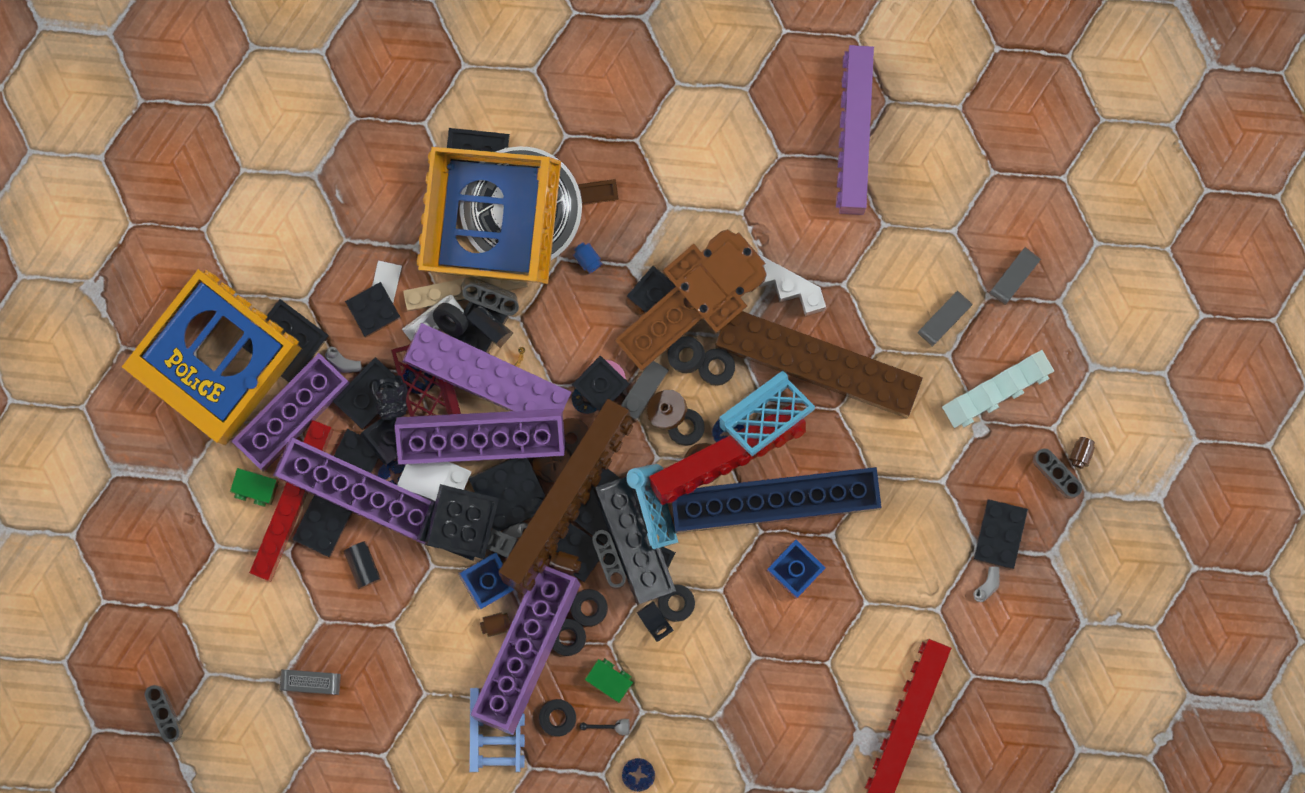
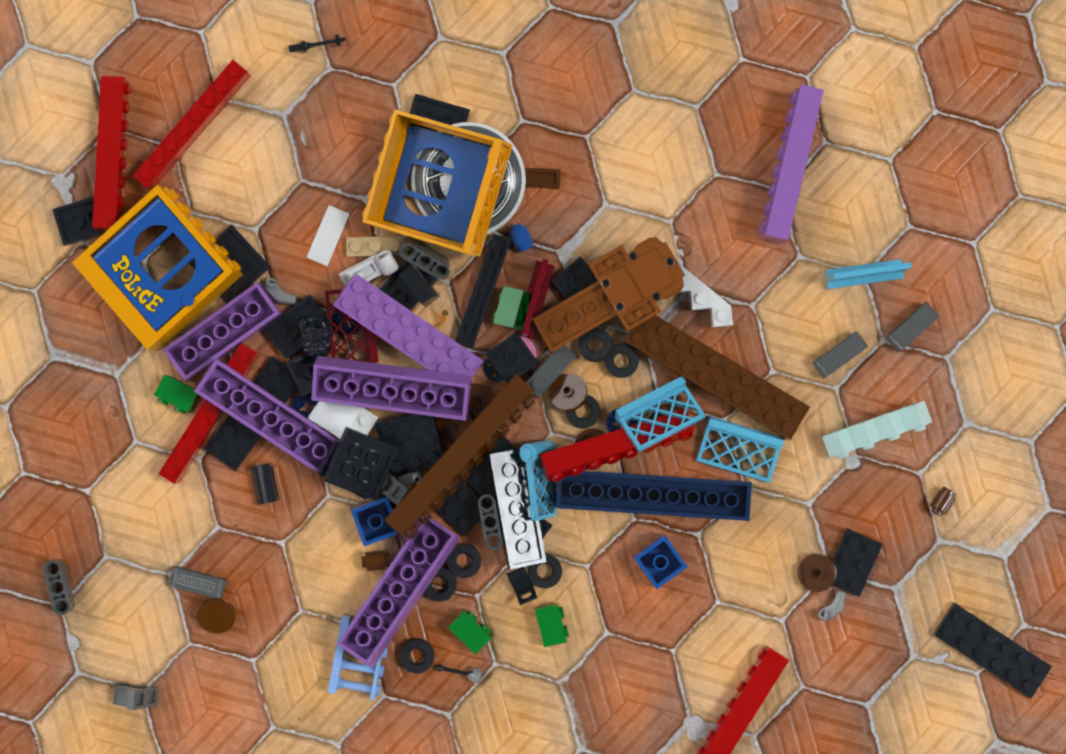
camera: 10 degrees right, 5 degrees up
(124, 321) = (75, 221): none -> black plate
(139, 246) = (110, 151): none -> red brick
(220, 203) = (192, 125): none -> red brick
(323, 100) = (304, 46): none -> black piece
(336, 713) = (216, 615): none -> reddish brown tile
(373, 309) = (315, 250): black plate -> none
(460, 321) = (384, 273): black tyre -> none
(557, 319) = (483, 290): none -> black plate
(565, 563) = (449, 517): reddish brown brick -> none
(591, 332) = (512, 308): none -> green brick
(613, 317) = (538, 288): none -> dark red fence
(643, 783) = (490, 718): clear blue gear -> none
(694, 658) = (551, 625): none -> green brick
(864, 419) = (746, 433): none -> medium azure fence
(955, 546) = (807, 575): none -> reddish brown plate
(956, 230) = (866, 274): none -> medium azure fence
(1067, 477) = (924, 521): dark grey beam -> none
(1165, 600) = (992, 650): none -> black plate

